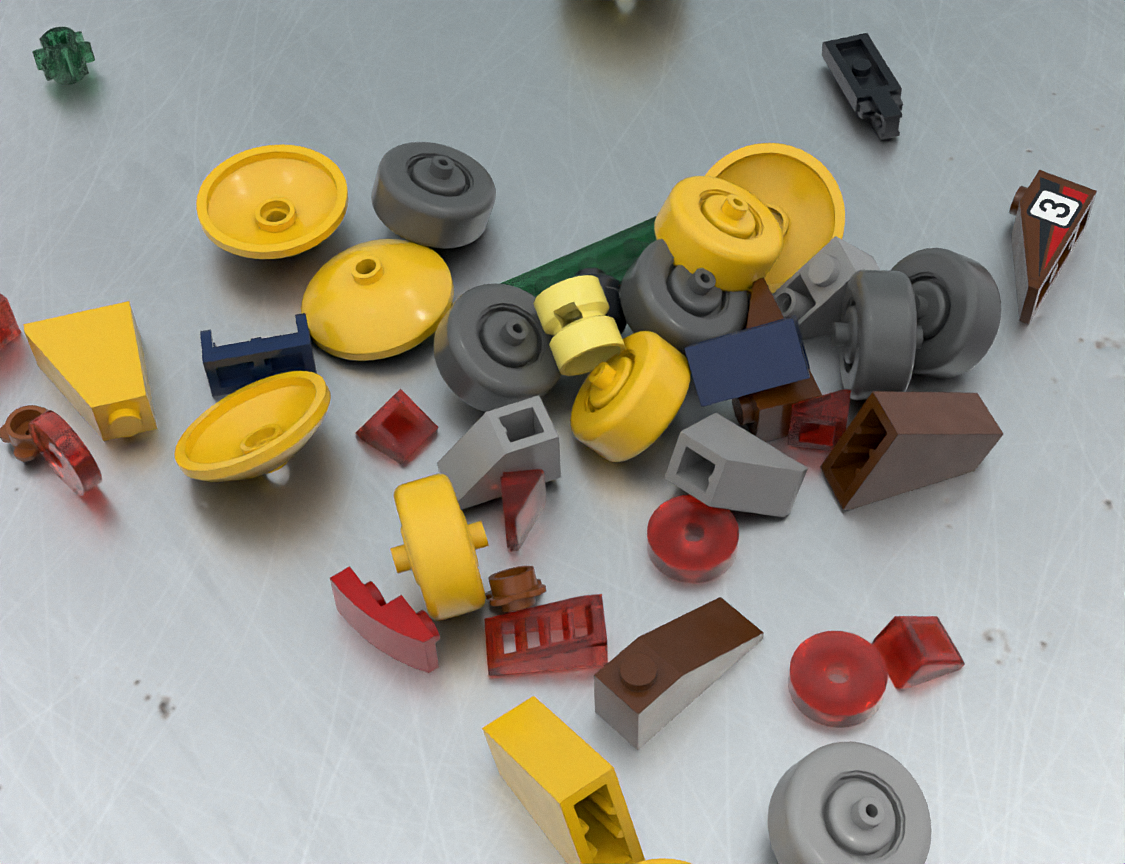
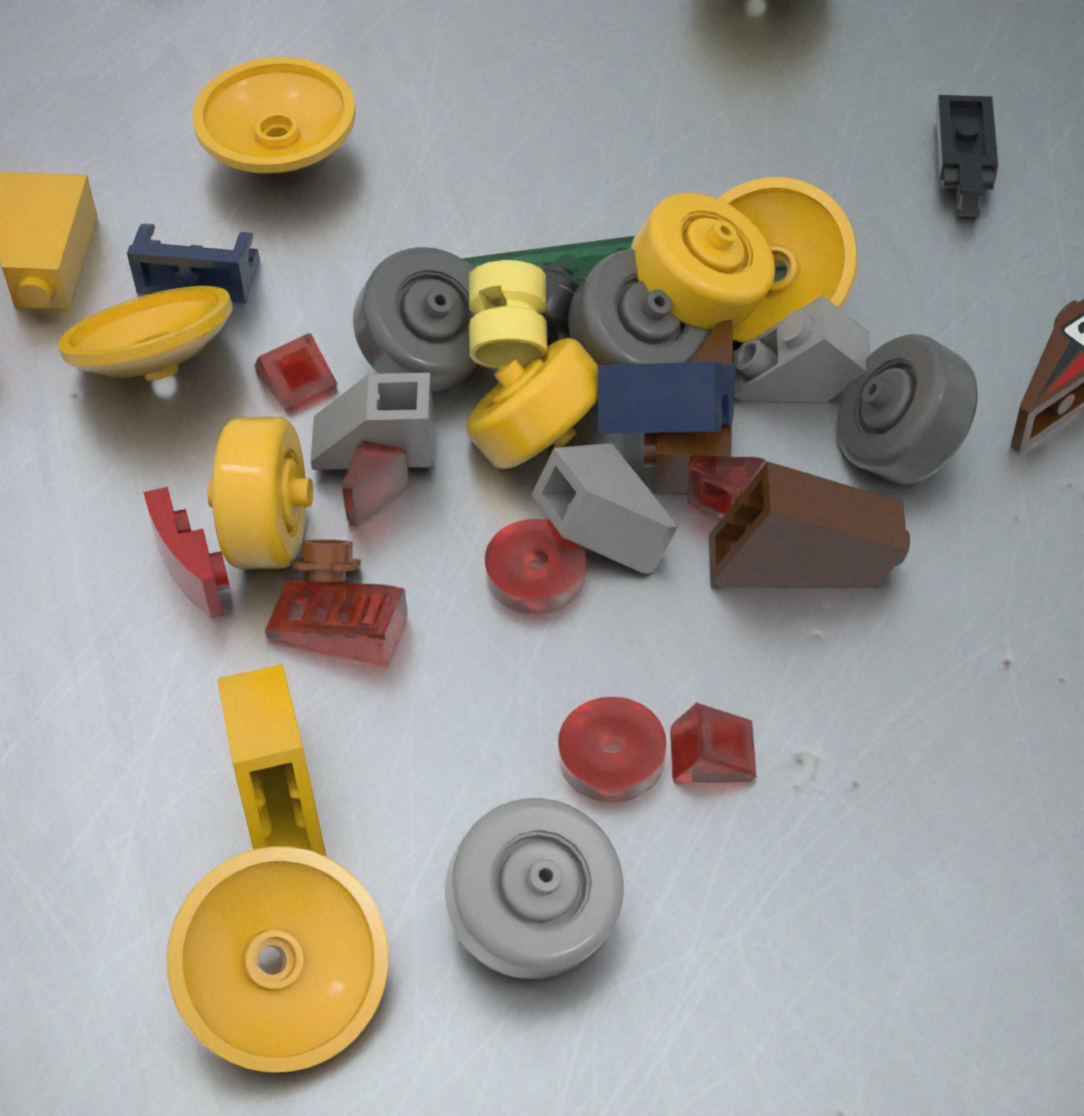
camera: 20 degrees right, 0 degrees up
(377, 299) = (334, 238): yellow dish -> none
(433, 195) = (437, 149): dark grey wheel -> none
(670, 669) = (444, 682): reddish brown slope -> none
(877, 333) = (821, 406): dark grey wheel -> none

